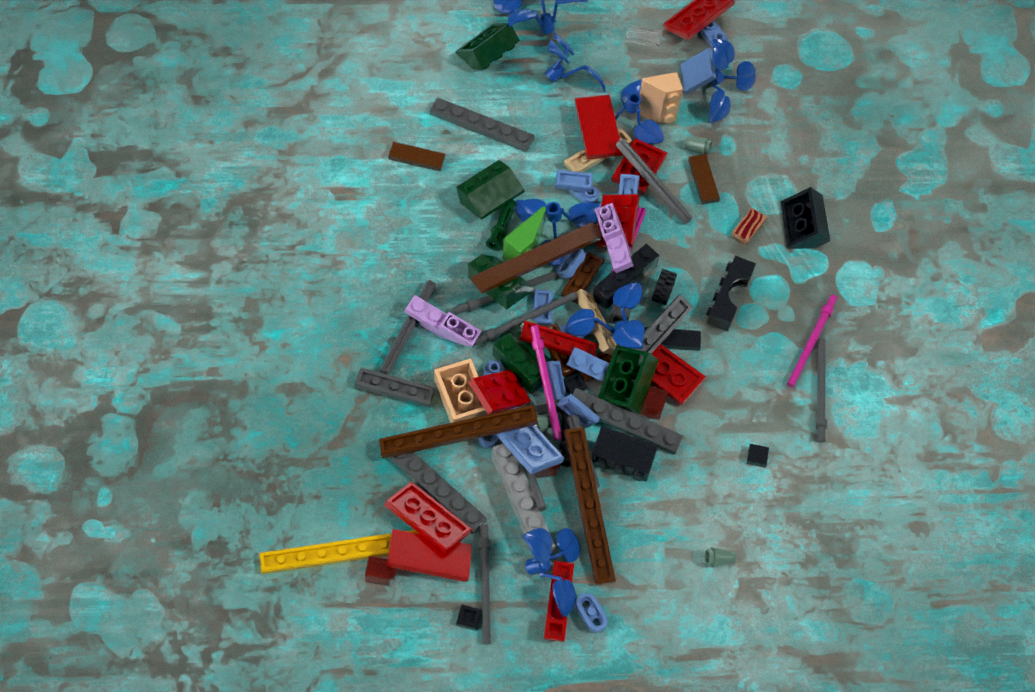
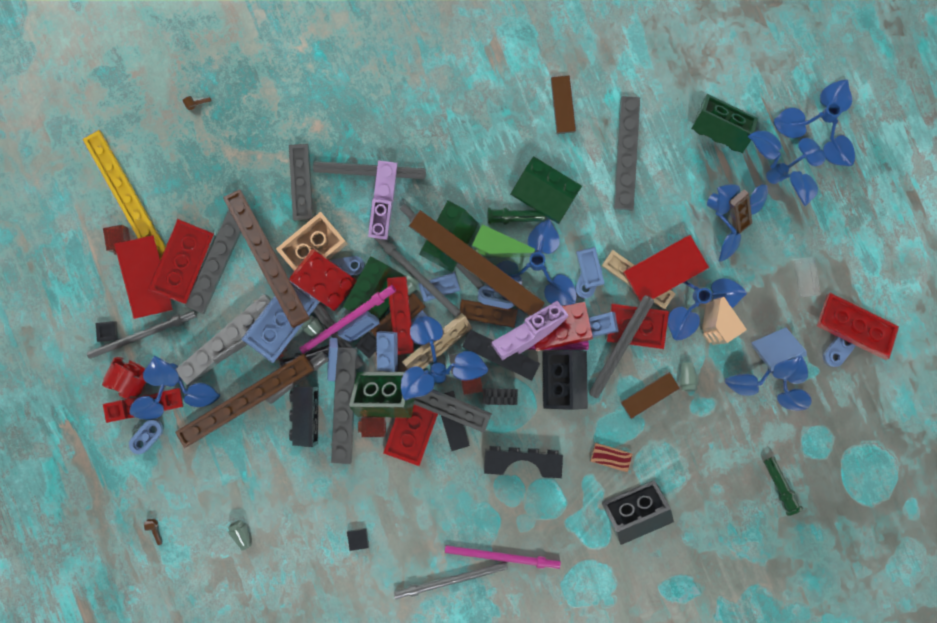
camera: 75 degrees right, 25 degrees up
(271, 460) = (190, 104): none -> reddish brown hand
(524, 604) = (125, 378): none -> red brick
(570, 52) = (741, 211): none -> reddish brown tile
(644, 309) = (472, 386): none -> clear red brick
(667, 235) = (565, 380): none -> black slope
(684, 638) = (152, 524): none -> reddish brown hand
(817, 110) = (786, 494): none -> dark green pin

